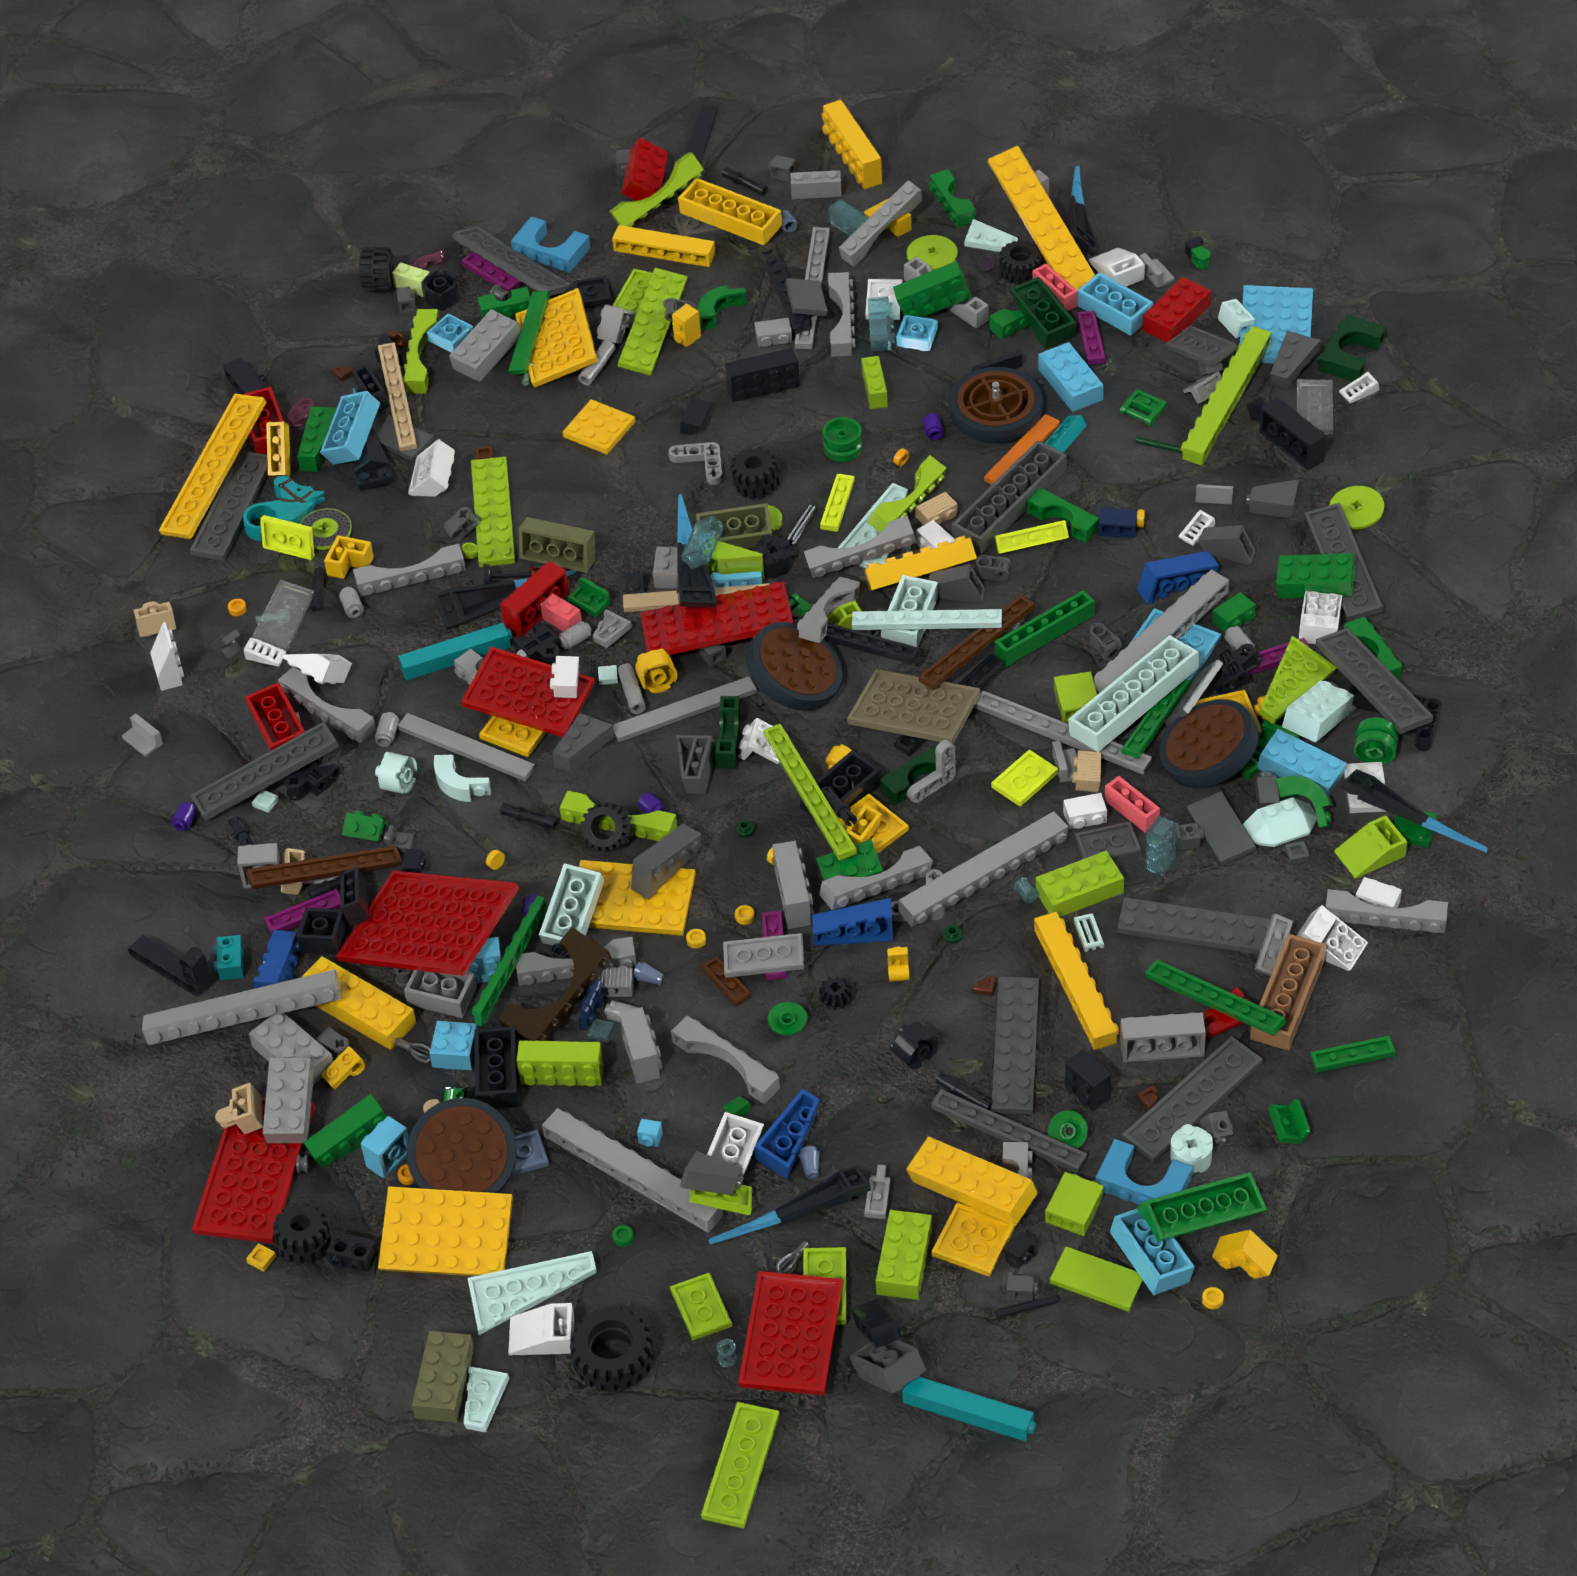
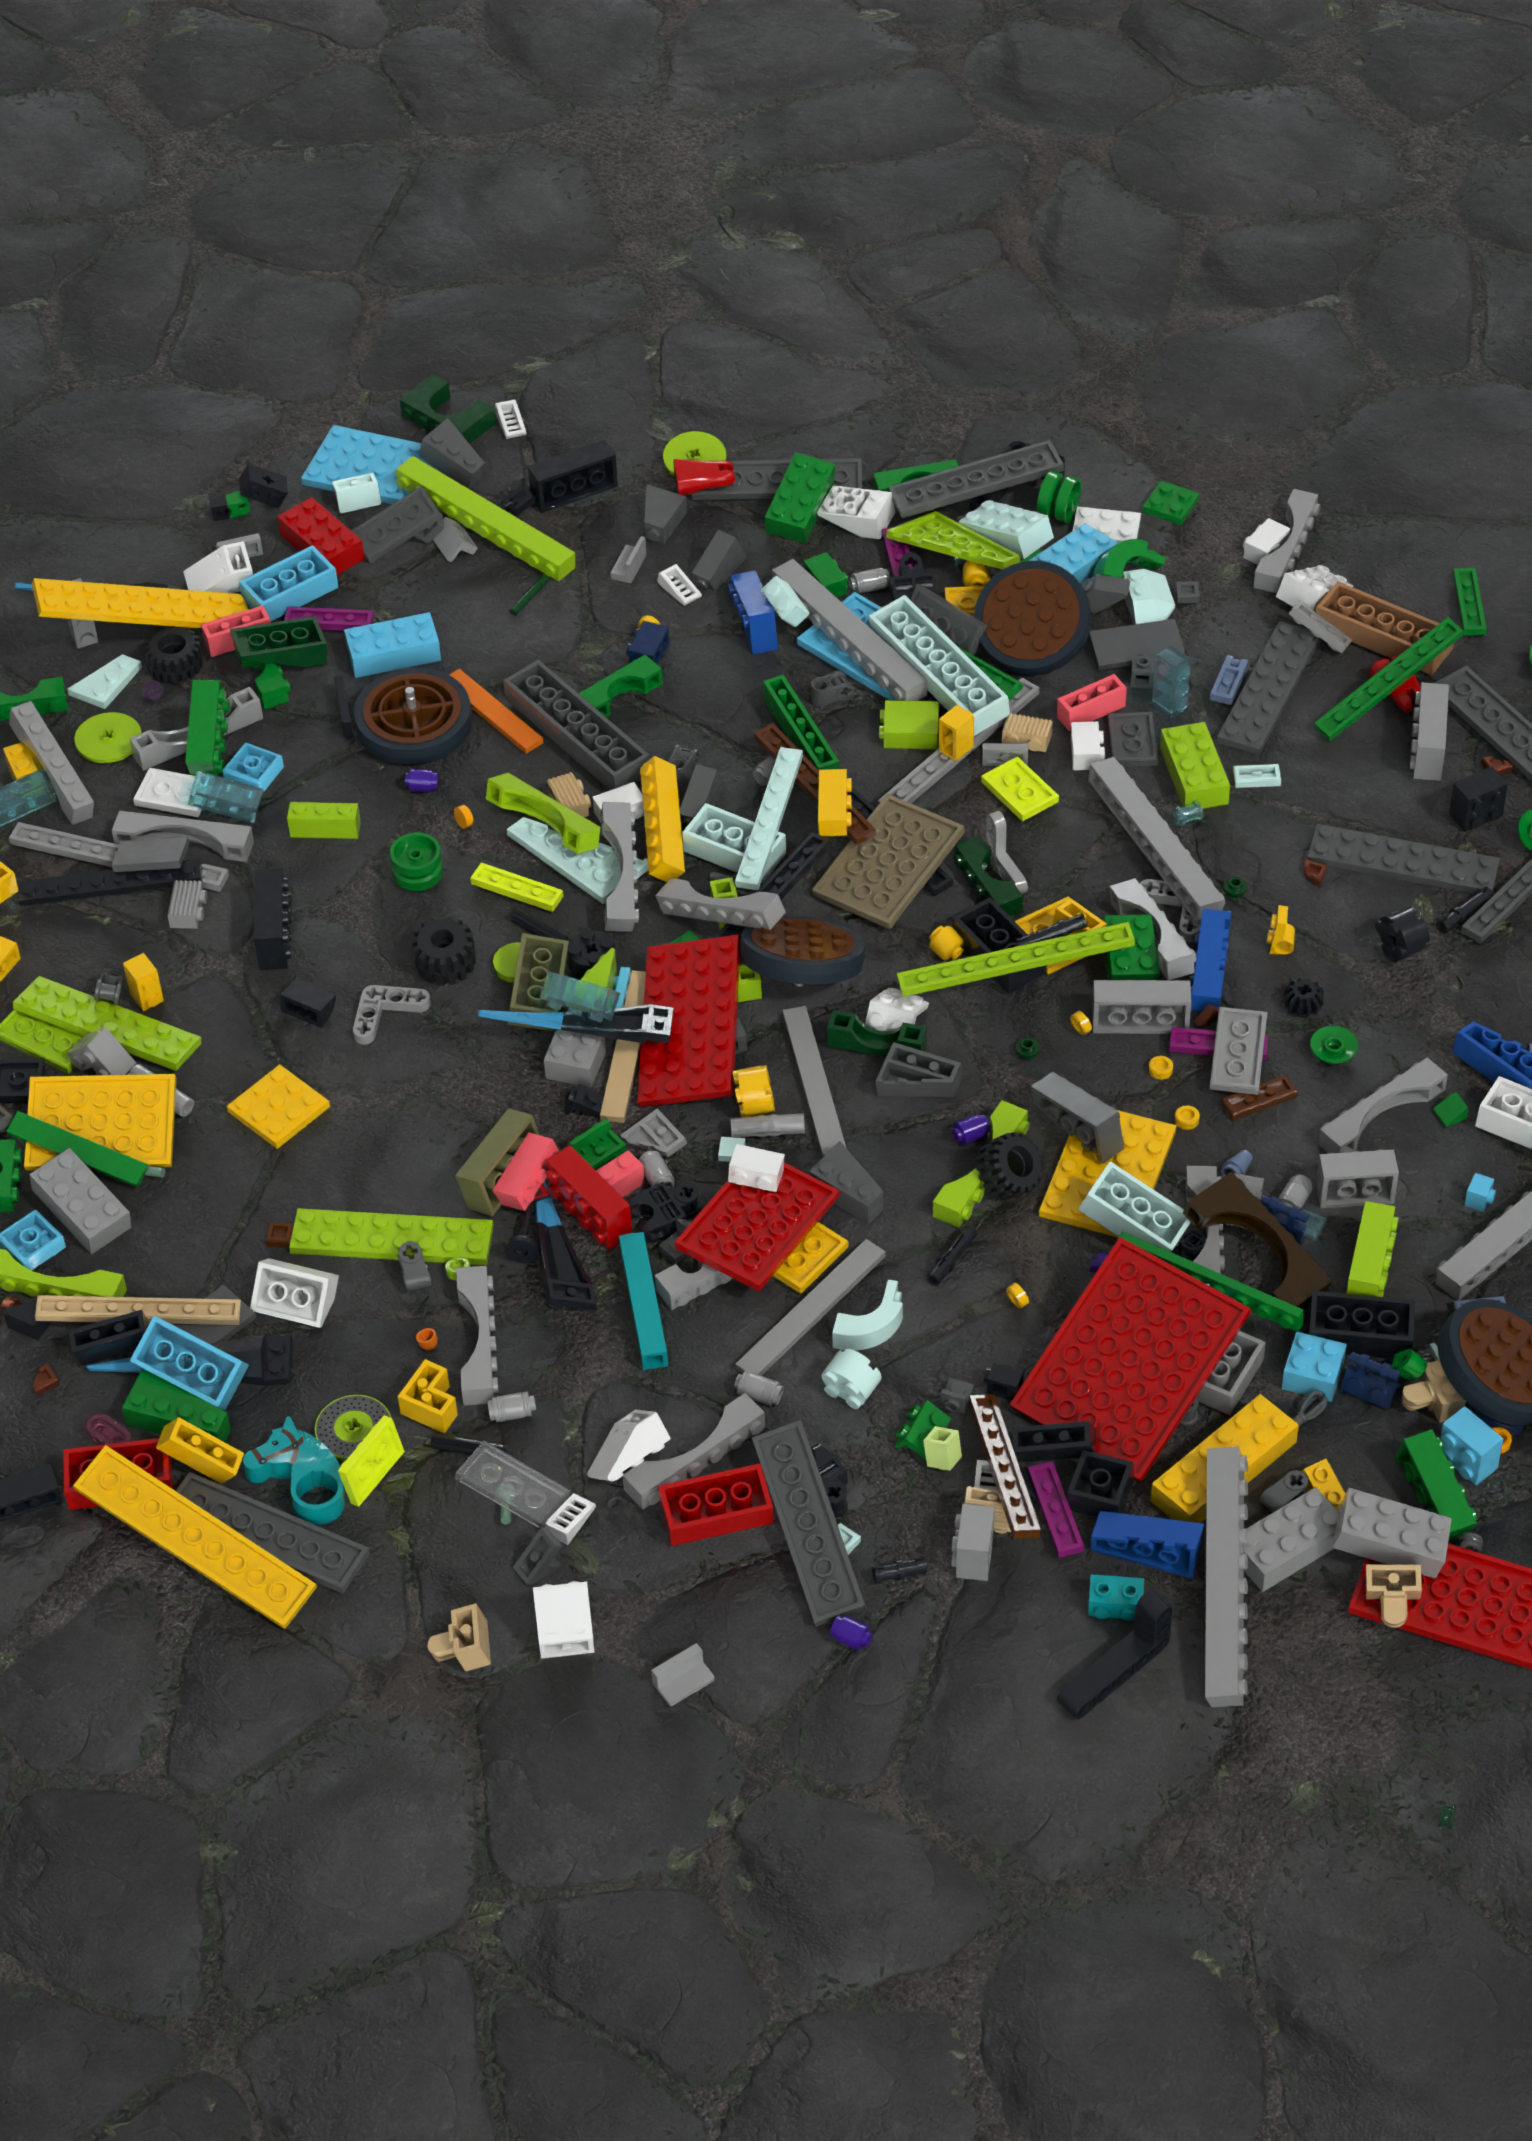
camera: 80 degrees left, 0 degrees up
(64, 1174) = (1447, 1815): none -> clear green bush
(237, 607) = (467, 1545): light orange tile -> none
(342, 836) = (942, 1448): none -> yellowish green brick
(402, 547) = (427, 1339): none -> orange hinge
(442, 1077) = (1368, 1385): none -> dark blue plate
(537, 556) = (525, 1172): none -> coral brick
(717, 300) = (100, 953): green arch -> none
(806, 938) = (1207, 1016): none -> copper tile
(946, 650) = (834, 802): none -> yellow brick
(1031, 536) = (643, 719): neon yellow plate -> none
(1055, 716) = (956, 732): none -> yellow brick
(1066, 433) = (478, 671): teal slope -> none
(1076, 981) = (1328, 793): yellow brick -> none
(1145, 403) = (462, 591): green plate -> none
(1174, 583) = (785, 601): none -> light aqua brick
(1197, 896) = (1229, 680): none -> sand blue plate
(1220, 255) = (263, 485): none -> black brick
(1316, 403) = (513, 457): clear tile -> none
(1318, 507) = (696, 476): none -> red piece
(1372, 847) = (1199, 532): lime slope -> none
(1379, 795) = (1135, 511): black plate -> none

